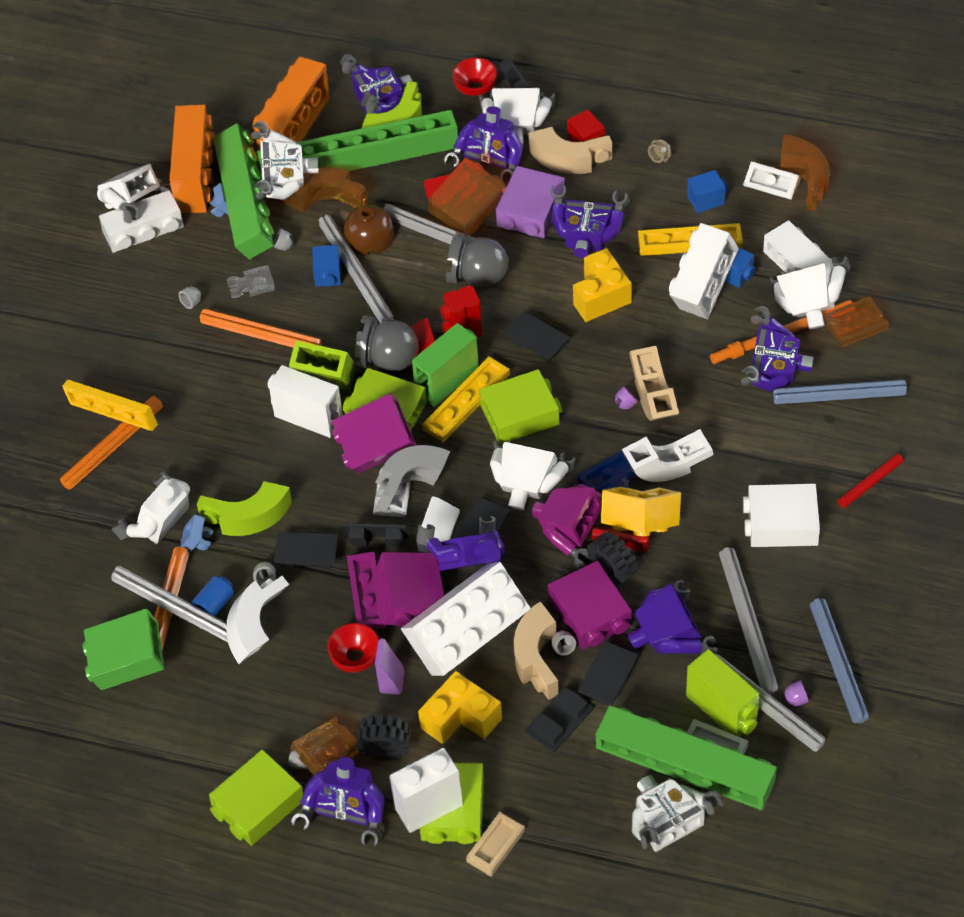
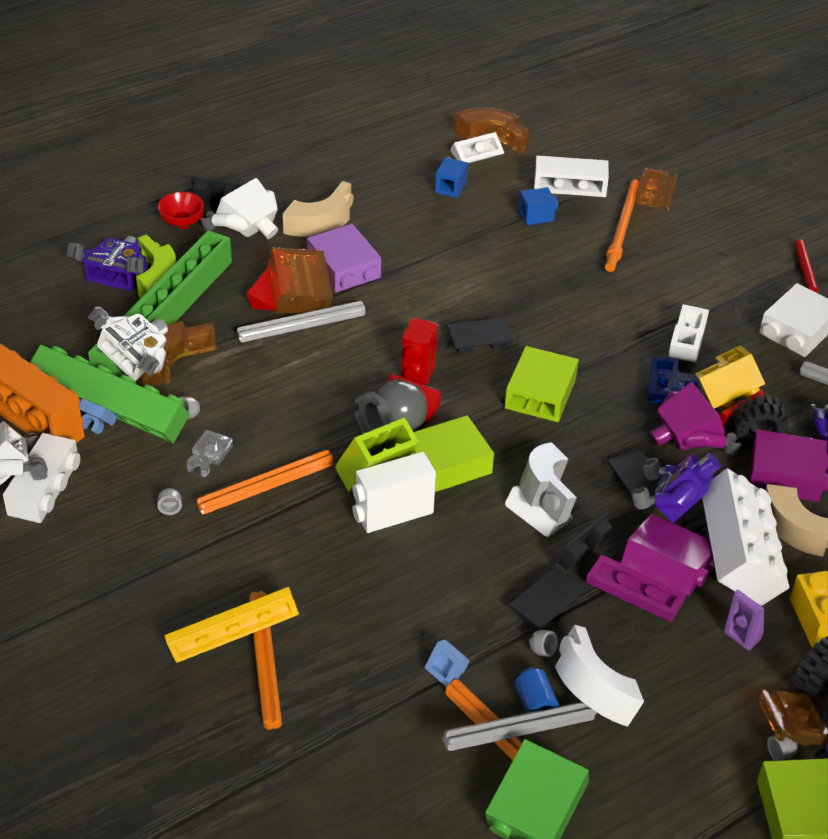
camera: 55 degrees left, 10 degrees down
(158, 512) = (400, 664): white torso -> none
(248, 515) = (466, 617): lime arch -> none
(296, 101) = (66, 307): orange brick -> none
(326, 265) = (254, 398): blue brick -> none
(350, 638) = (698, 622): red piece -> none
(355, 269) = (277, 387): light grey axle -> none
(368, 229) = (248, 354): reddish brown cylinder -> none
(372, 433) = (484, 471): magenta brick -> none
(443, 517) = (604, 499): white slope -> none
(446, 363) = (458, 384): bright green brick -> none
(464, 400) = (492, 410): yellow tile -> none
(478, 262) = (370, 314): dark grey tile -> none
(489, 141) = (258, 234): dark purple torso -> none
(527, 471) = (613, 417): white torso -> none
(569, 640) = (810, 501): light grey hinge -> none
(584, 127) = (314, 189): red brick -> none
(587, 224) = (405, 244): dark purple torso -> none
(603, 288) = (477, 269): yellow brick -> none
(625, 398) = (597, 326): medium lavender hinge -> none
(655, 396) = (611, 310): tan arch -> none
(659, 151) = (385, 179): dark tan plate -> none
(678, 239) = (480, 213): yellow tile -> none
(703, 270) = (543, 209): white brick -> none
(774, 354) = (649, 233): torso -> none
(811, 290) = (613, 184): white torso -> none
(839, 391) = (708, 233): sand blue axle -> none

